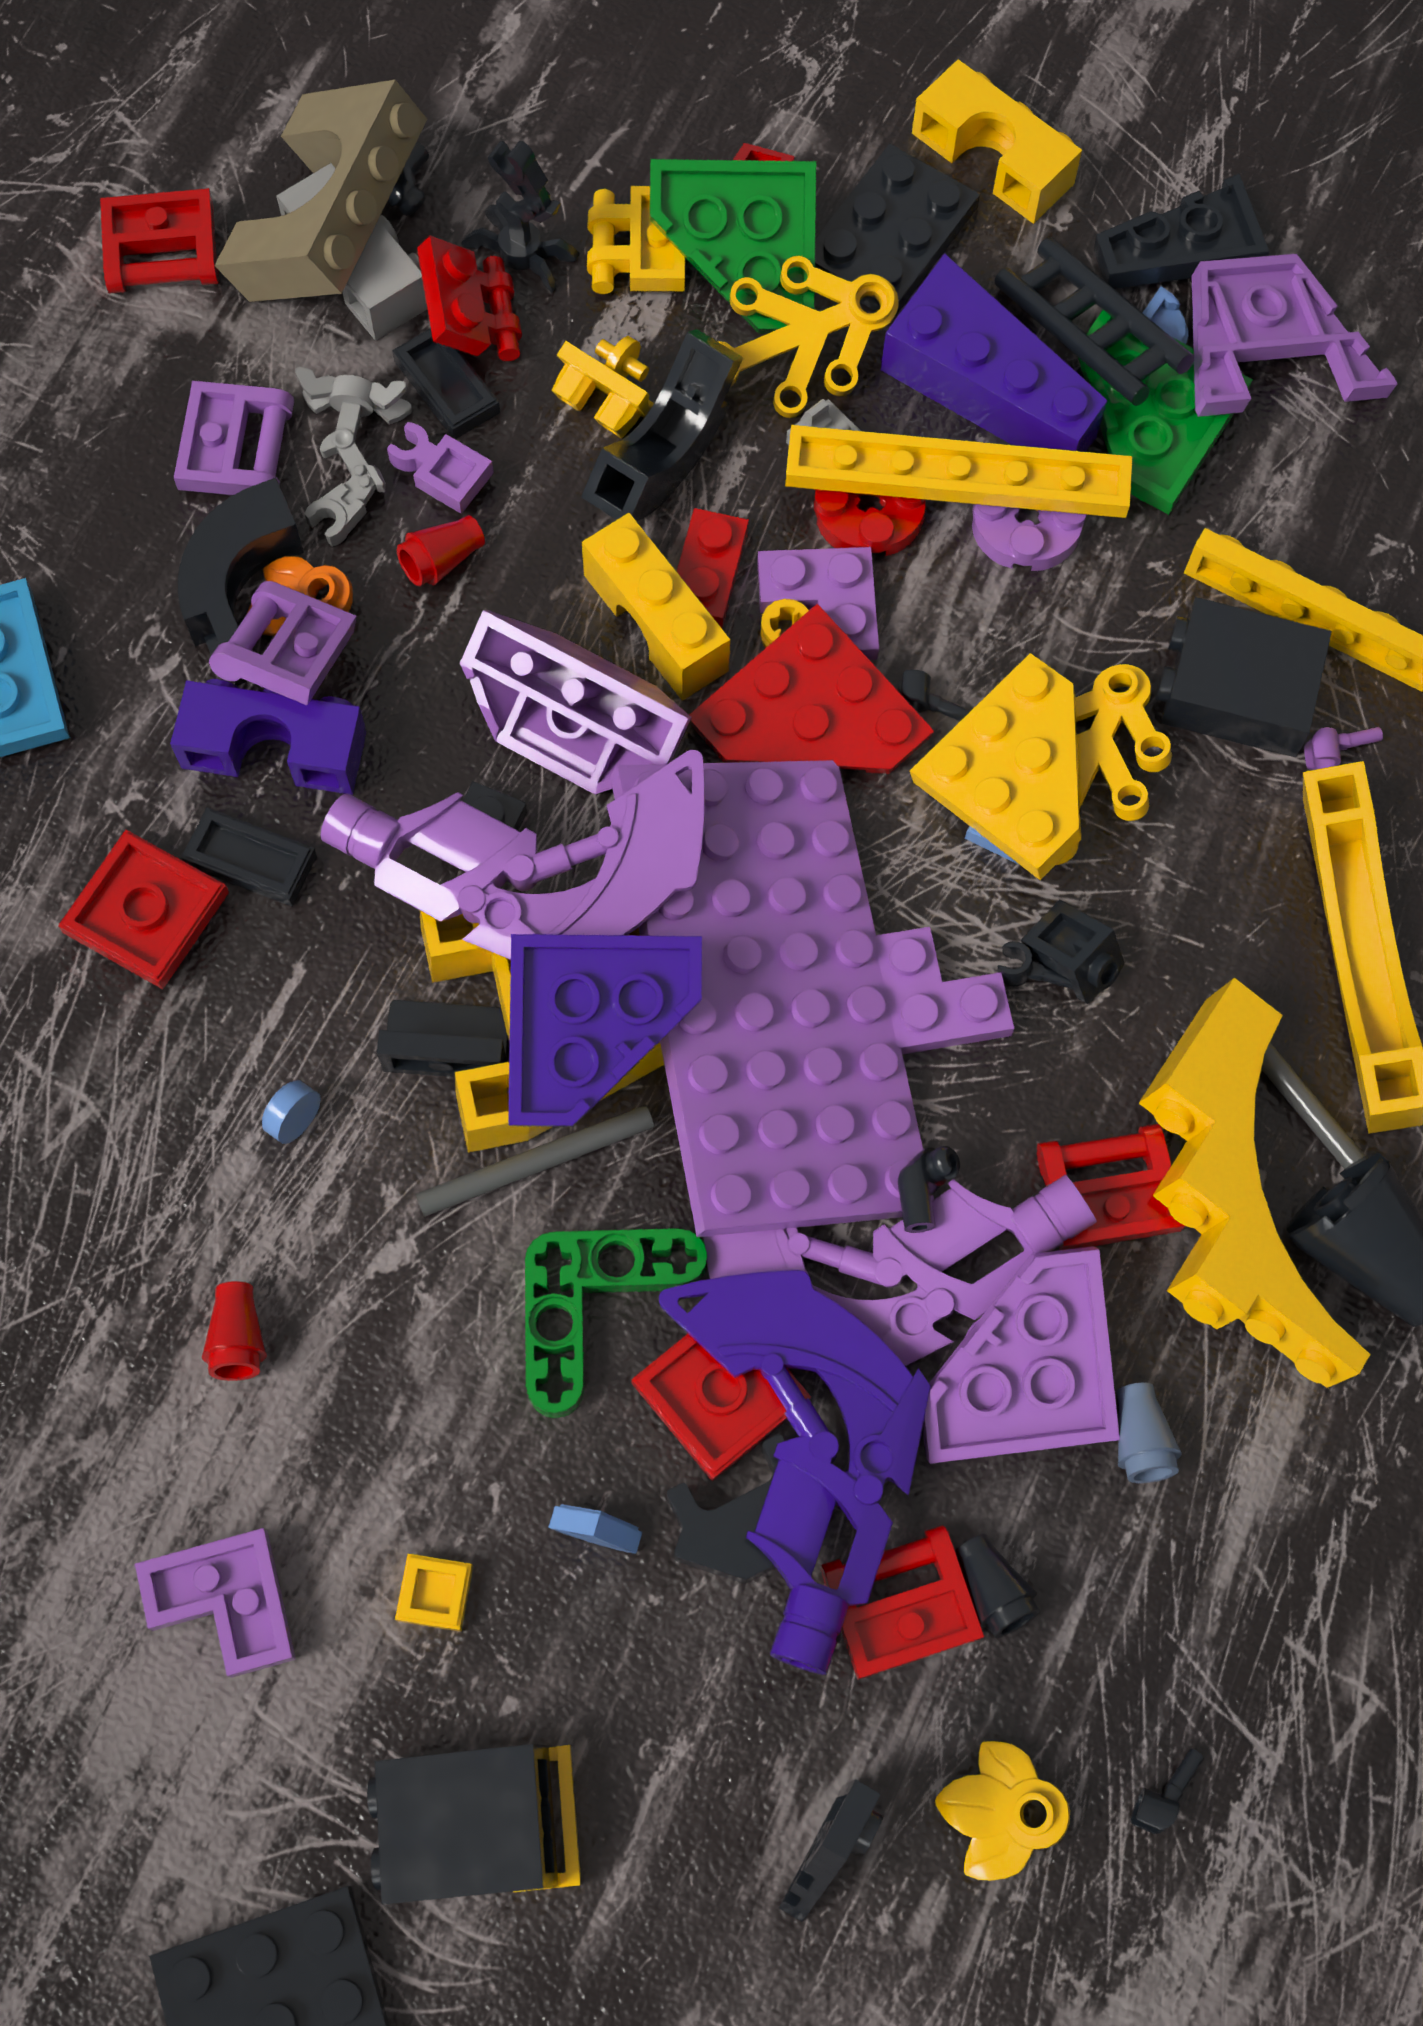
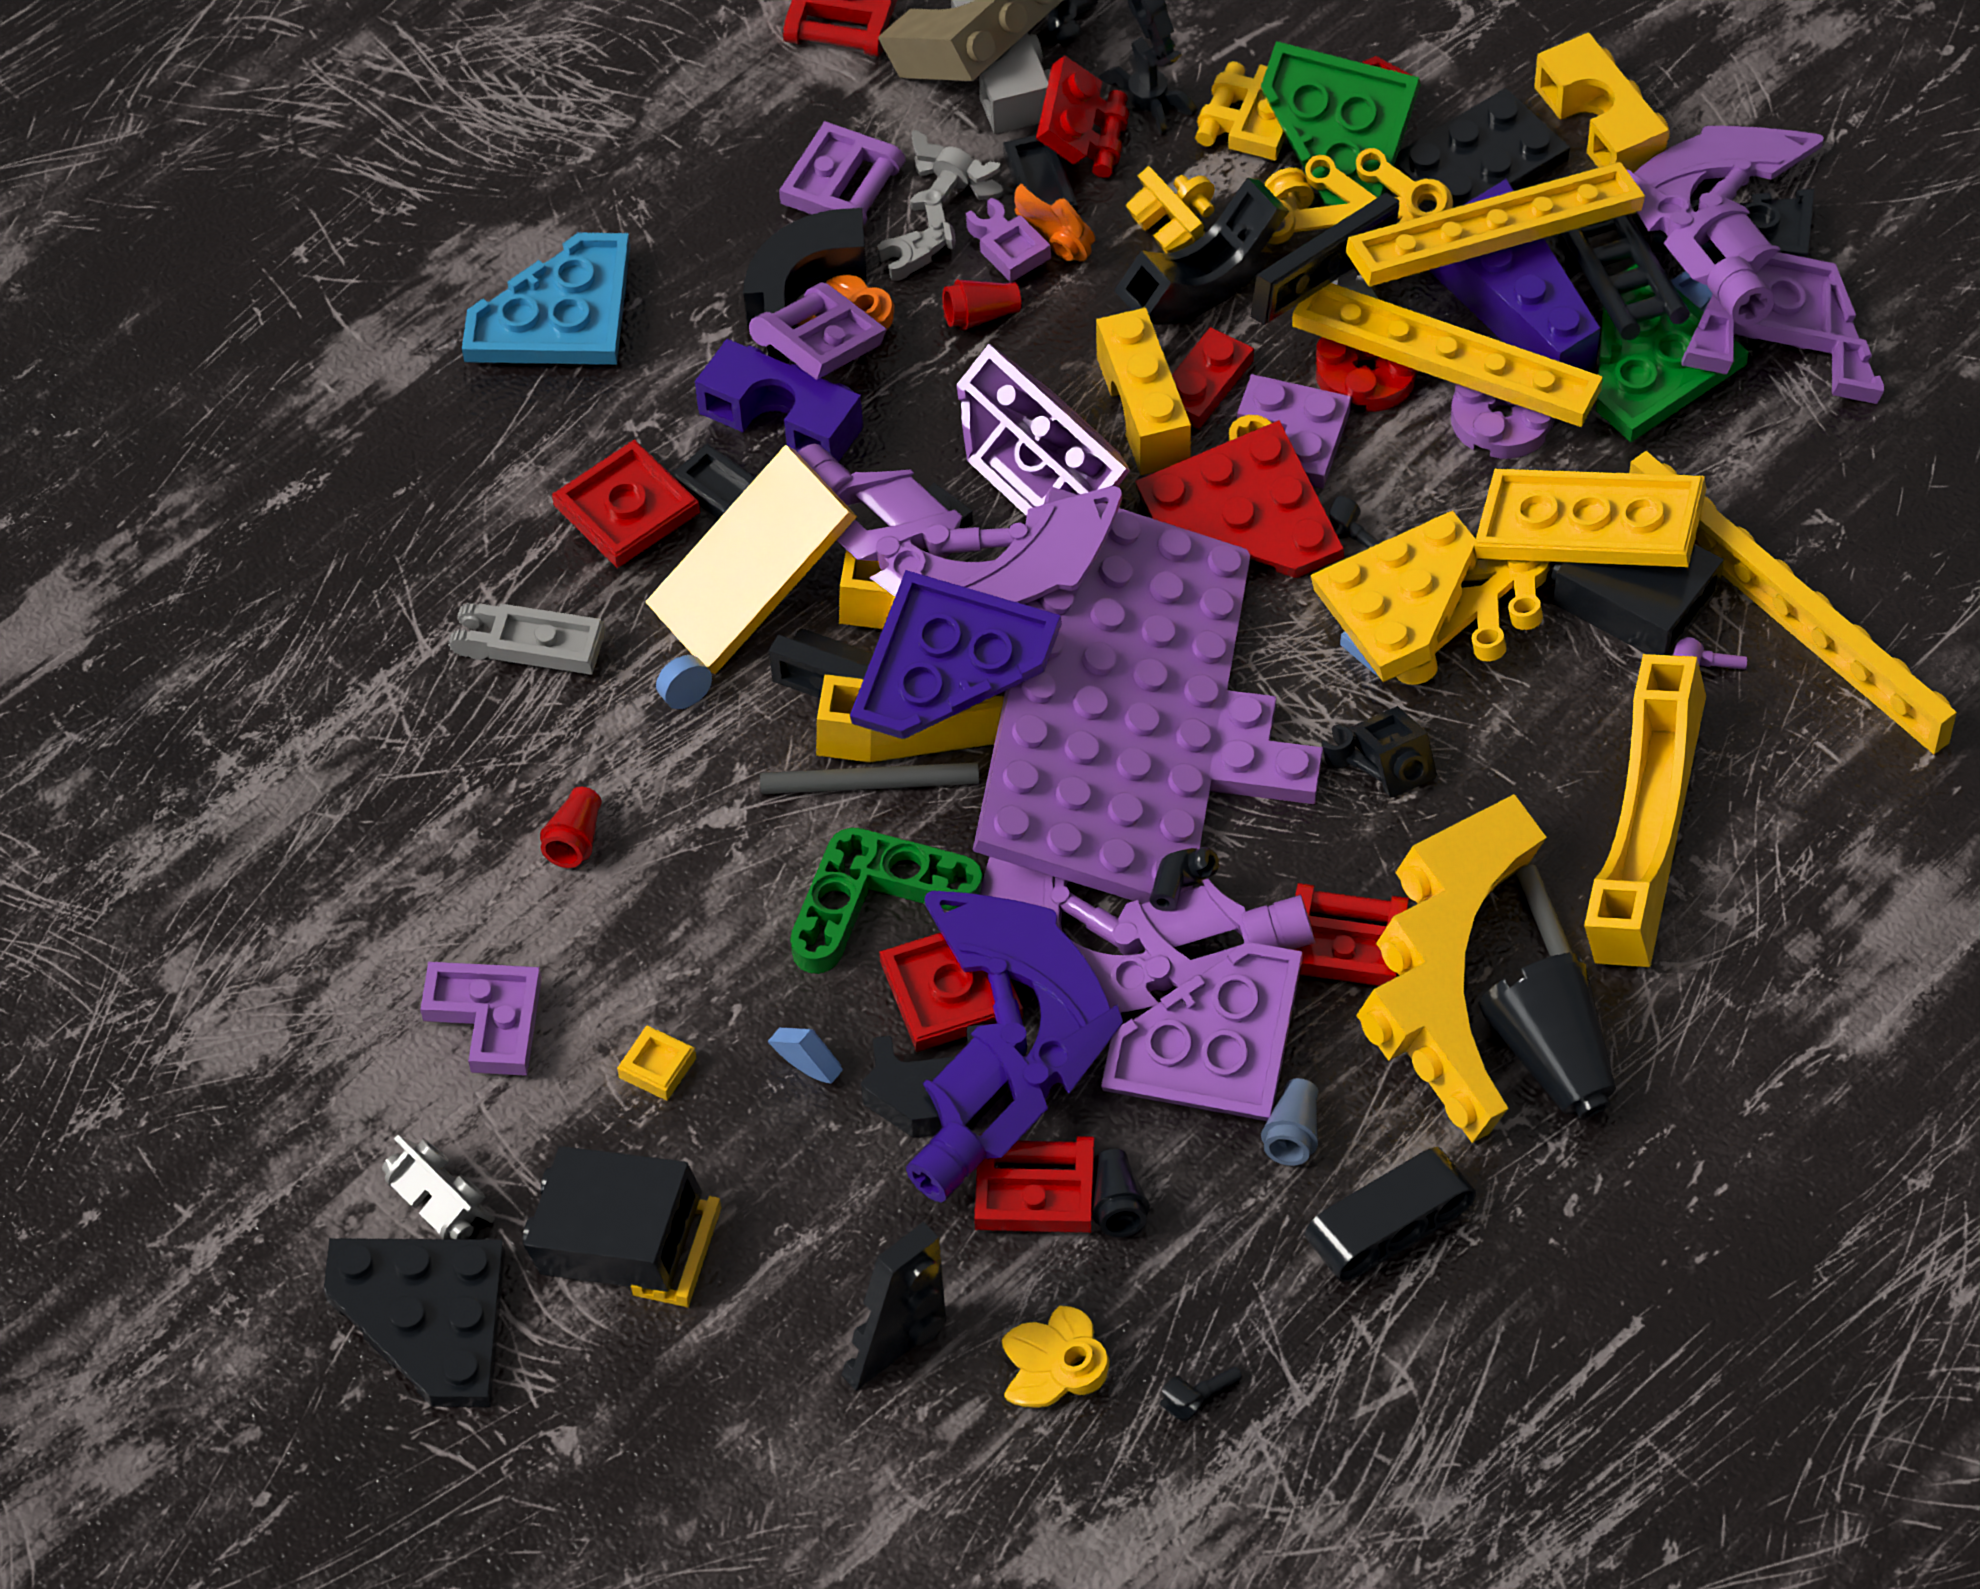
camera: 25 degrees right, 15 degrees down
(99, 1108) = (529, 637): none -> light grey hinge
(277, 1854) = (421, 1172): none -> hinge
(317, 948) = (751, 559): none -> tile
(498, 436) = (1056, 224): none -> orange plate
(717, 321) = (1292, 187): none -> yellow bush
(803, 405) = (1317, 261): none -> black tile
(962, 315) = (1494, 224): none -> yellow plate
(1101, 224) = (1735, 156): none -> medium lavender piece
(1185, 625) = (1591, 517): none -> yellow tile
(1287, 1513) = (1390, 1214): none -> black beam

